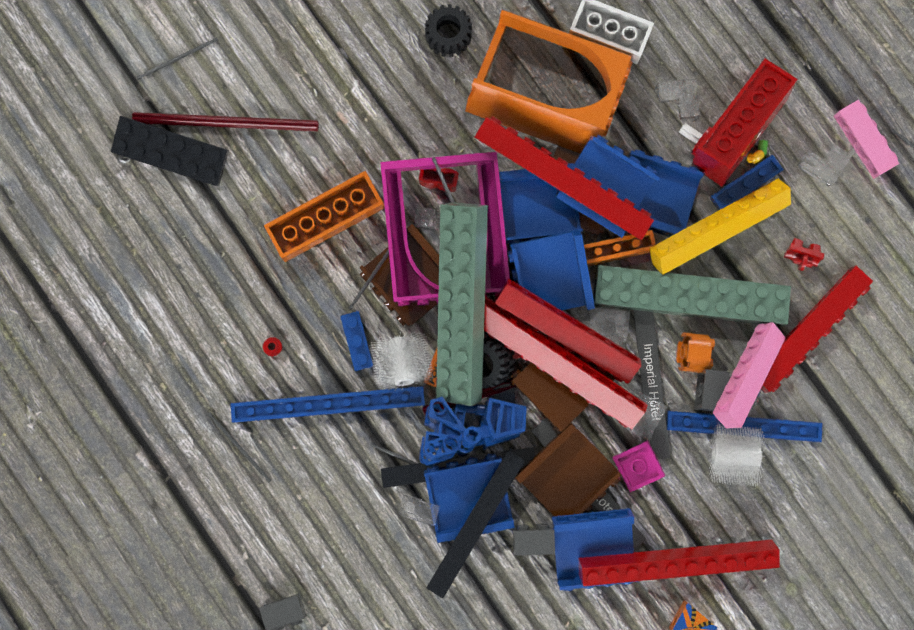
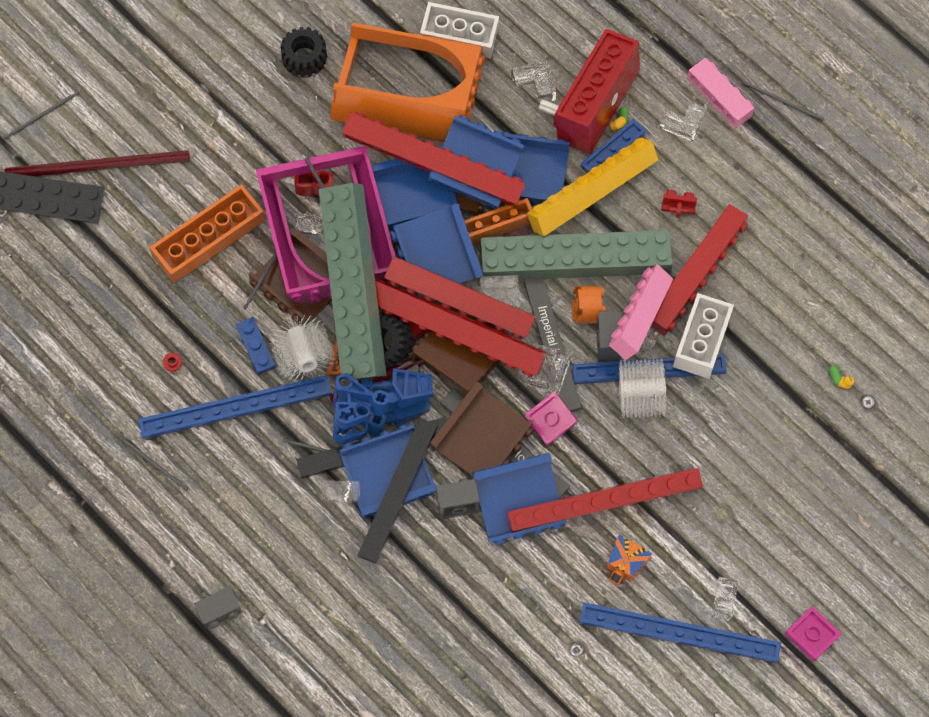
camera: 10 degrees left, 15 degrees down
(806, 405) = (703, 336): none -> white brick

